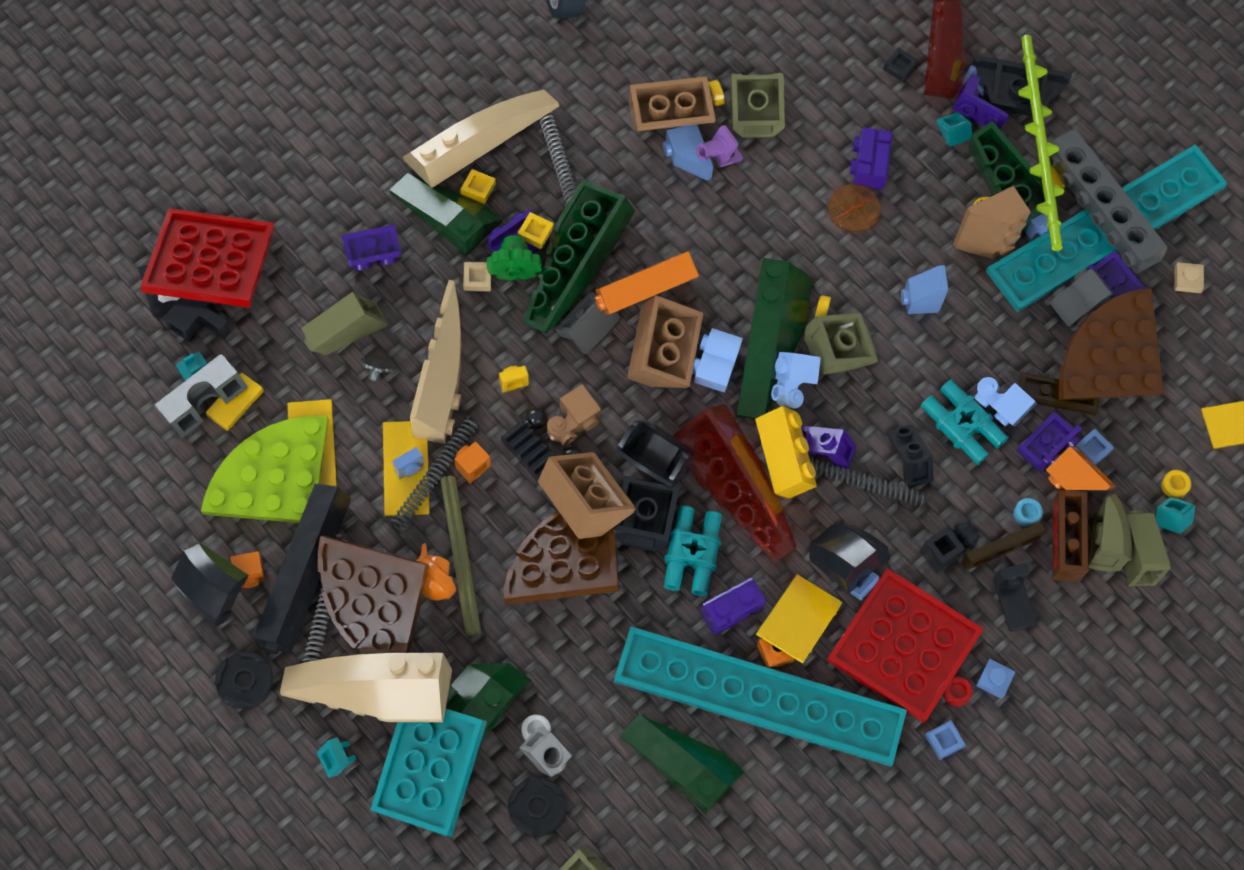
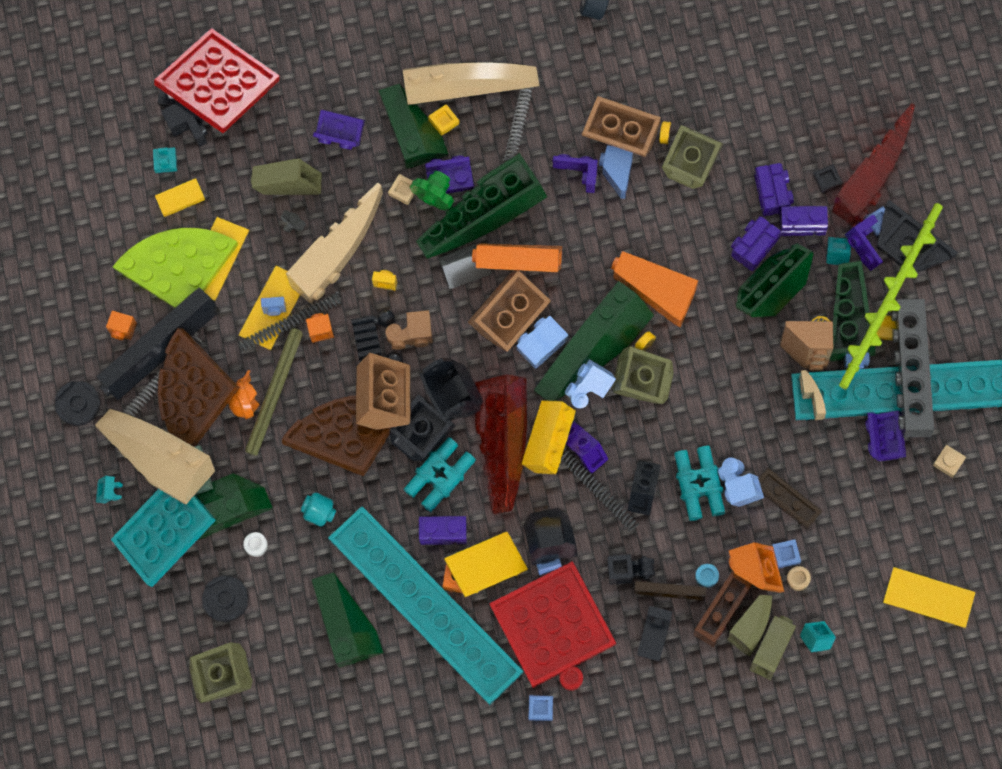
camera: 40 degrees right, 5 degrees up
(208, 583) = (87, 322): black slope -> none
(213, 380) = (139, 182): arch -> none
(536, 230) = (462, 175): yellow plate -> none
(536, 746) = (250, 554): light grey brick -> none
(584, 654) = (318, 509): none -> teal head
(653, 161) = (585, 164): none -> dark purple bracket
(720, 148) = (641, 179): medium lavender bracket -> none
(810, 246) = (656, 285): none -> orange slope
(854, 208) = (720, 275): clear orange piece -> none
(856, 98) = (772, 188): none -> dark purple brick
(906, 112) = (803, 220): none -> dark purple brick
(916, 183) = (775, 282): none -> dark green wedge
(925, 291) = (728, 368): medium blue slope -> none
(995, 678) = (605, 684): medium blue plate -> none
(1019, 270) = (810, 390): none -> tan slope
(1049, 442) = (756, 529): dark purple bracket -> none
(1081, 297) = (848, 435): dark grey brick -> none
(1114, 352) = (846, 488): reddish brown plate -> none
(1119, 467) = (798, 578): none -> tan tile
(1176, 484) = (834, 613): yellow tile -> none

